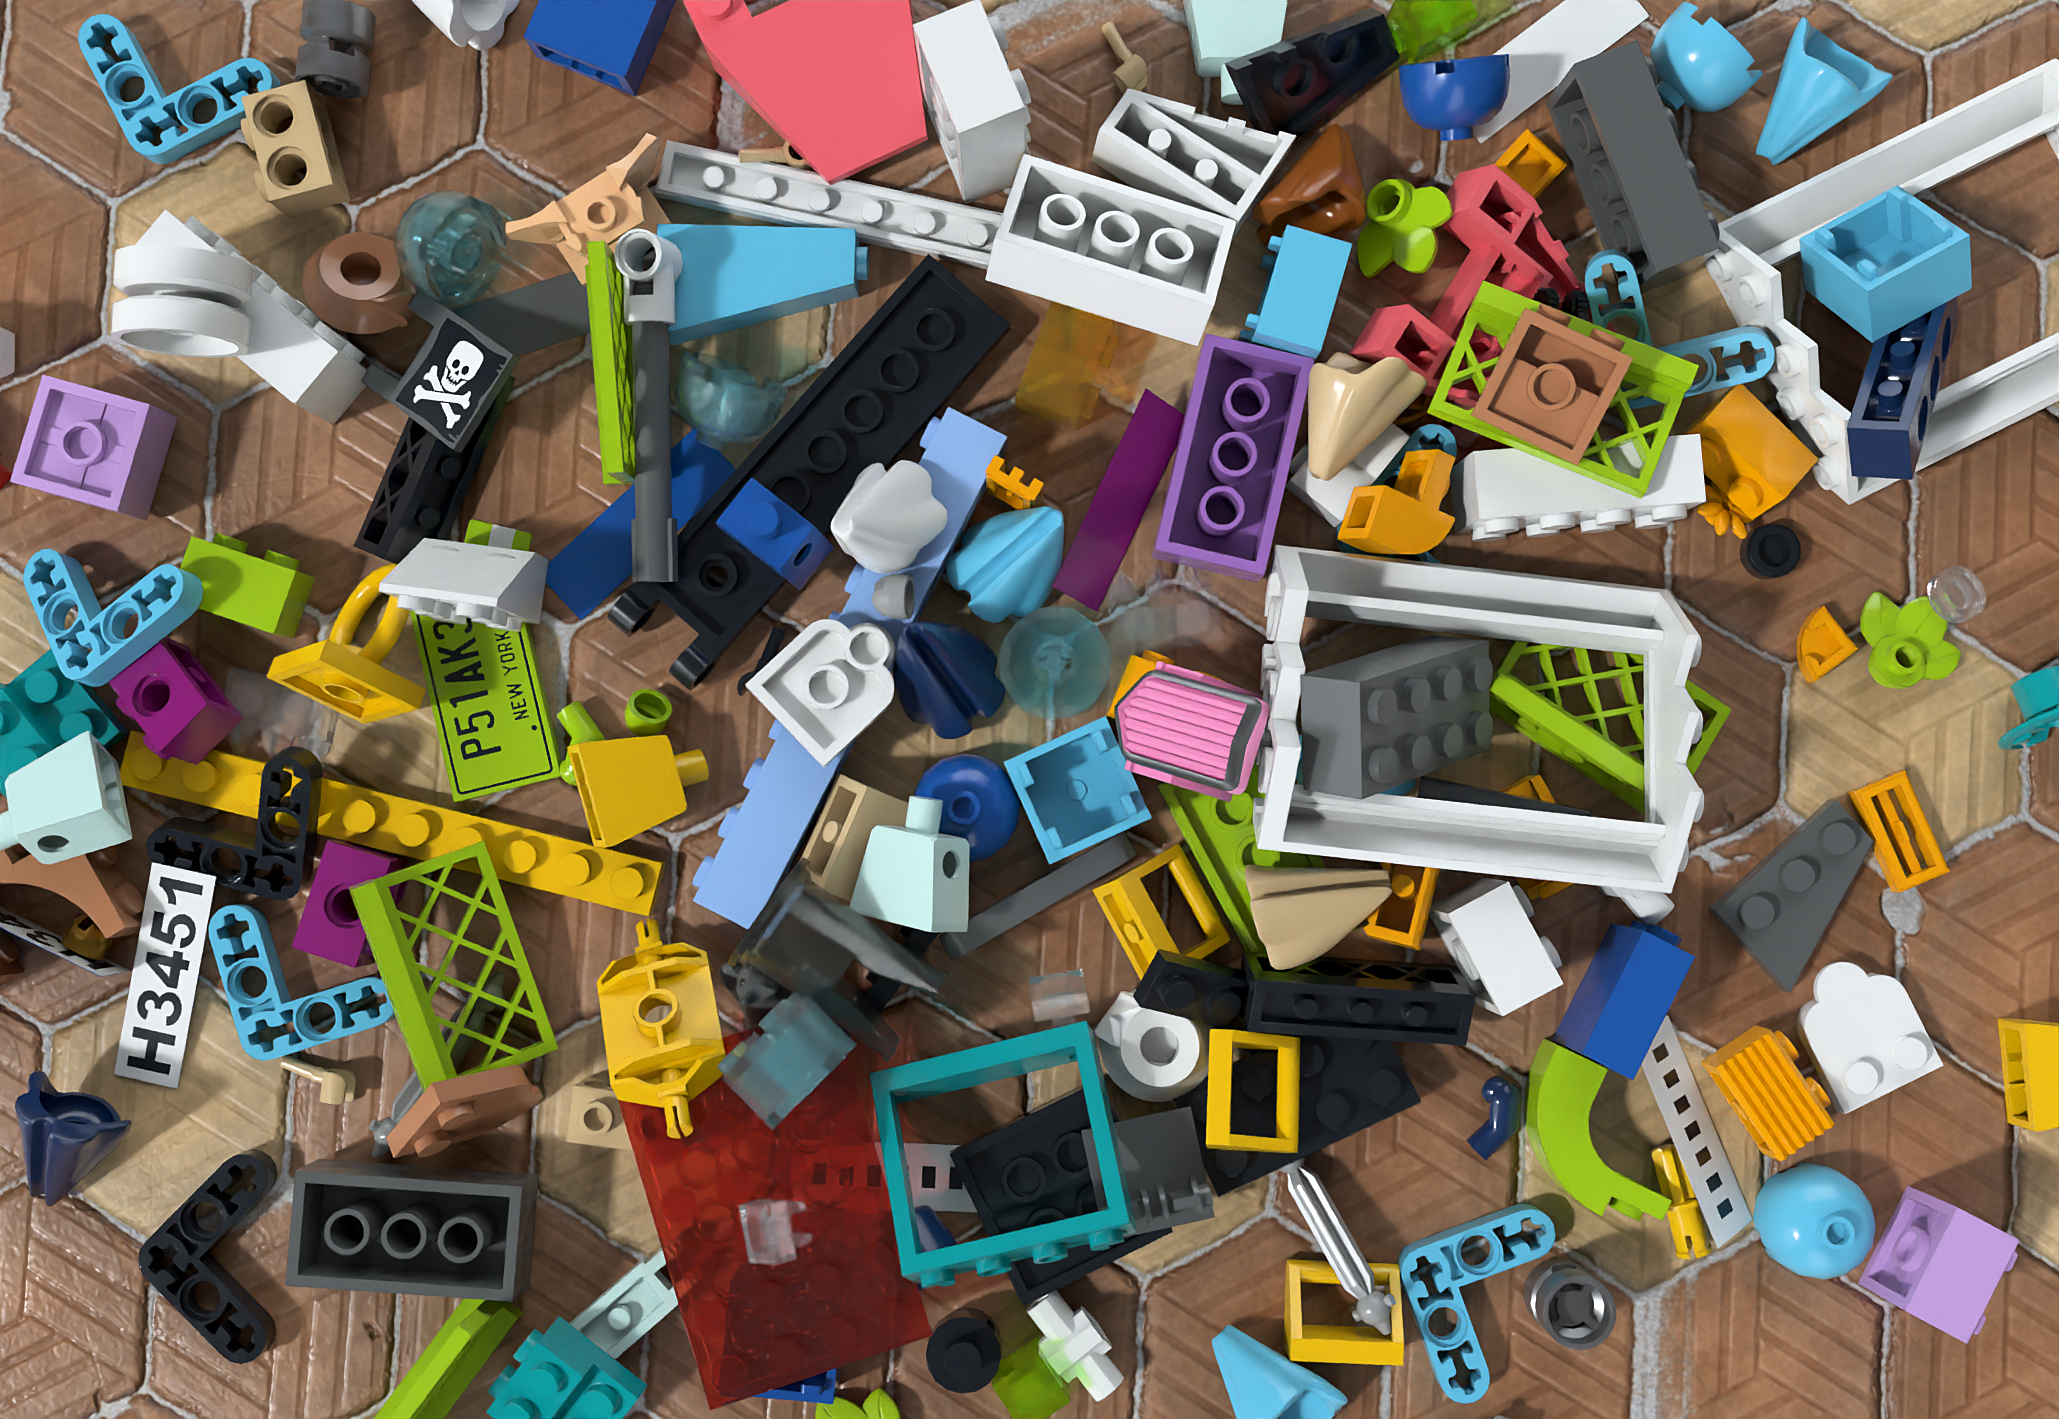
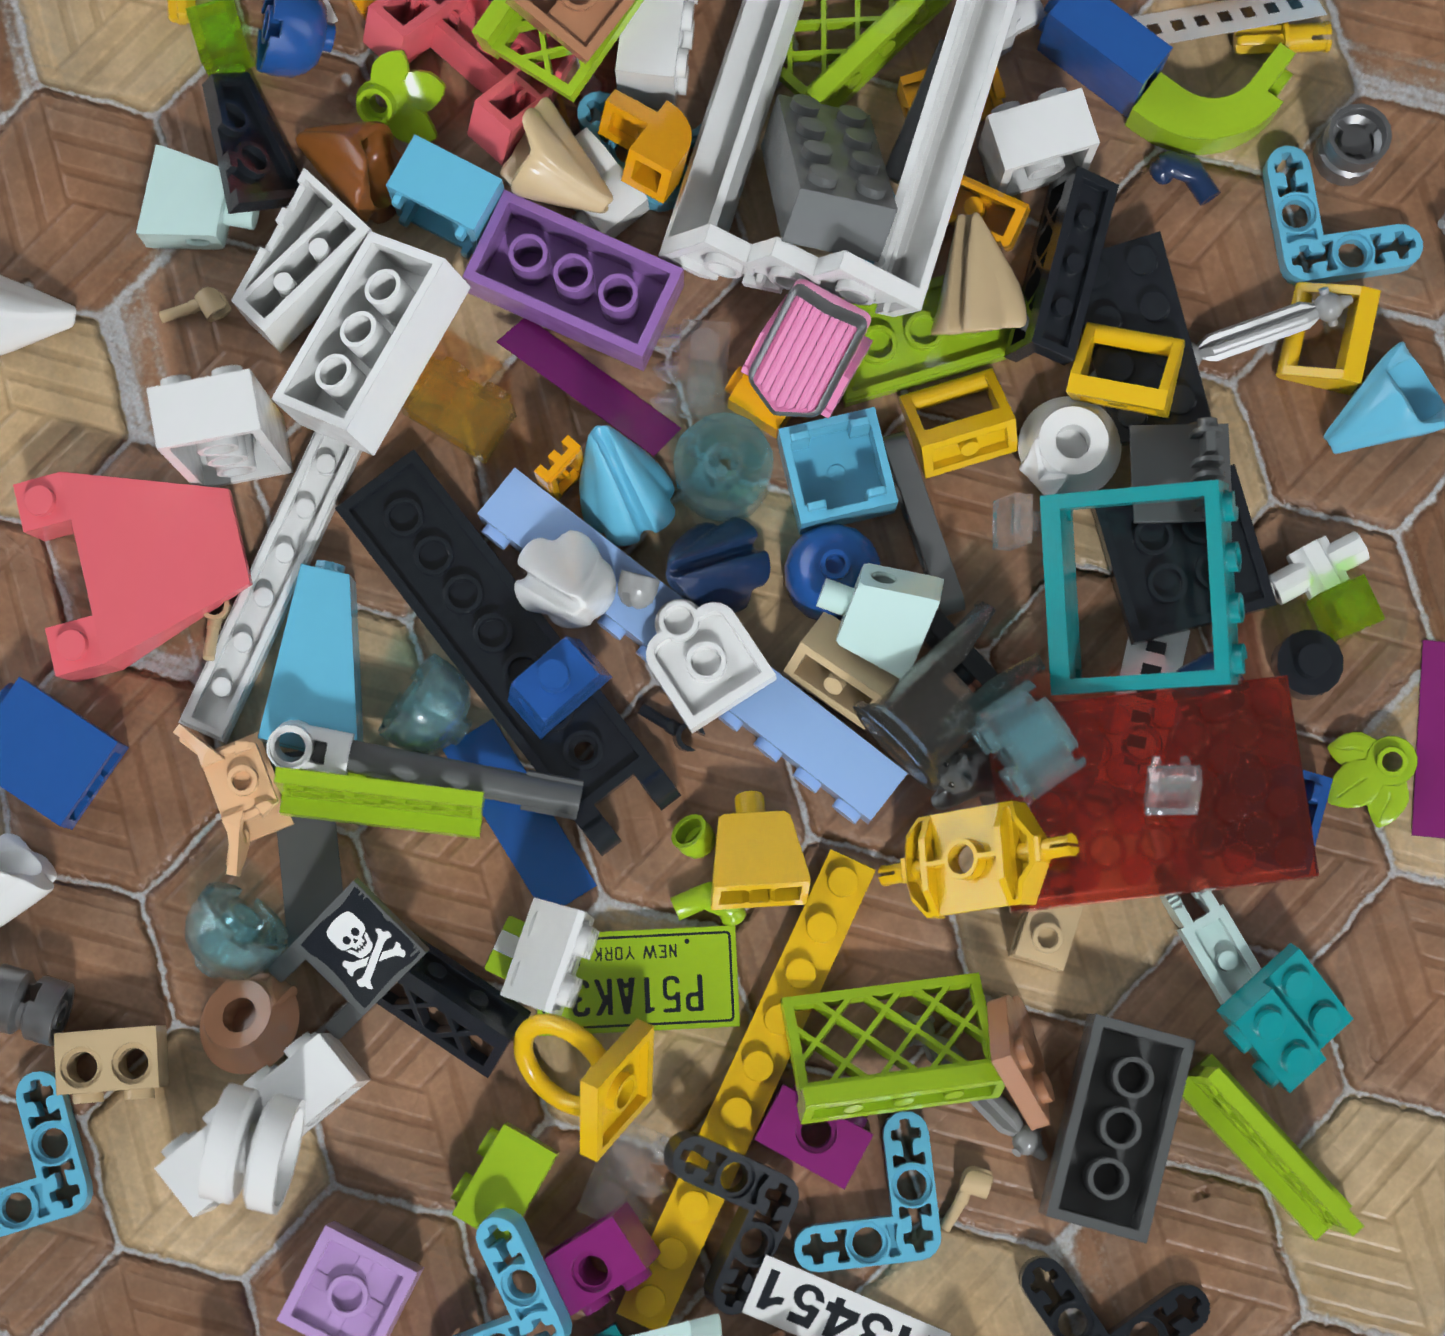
camera: 80 degrees left, 5 degrees down
(1194, 990) = (1030, 400): black hinge -> none

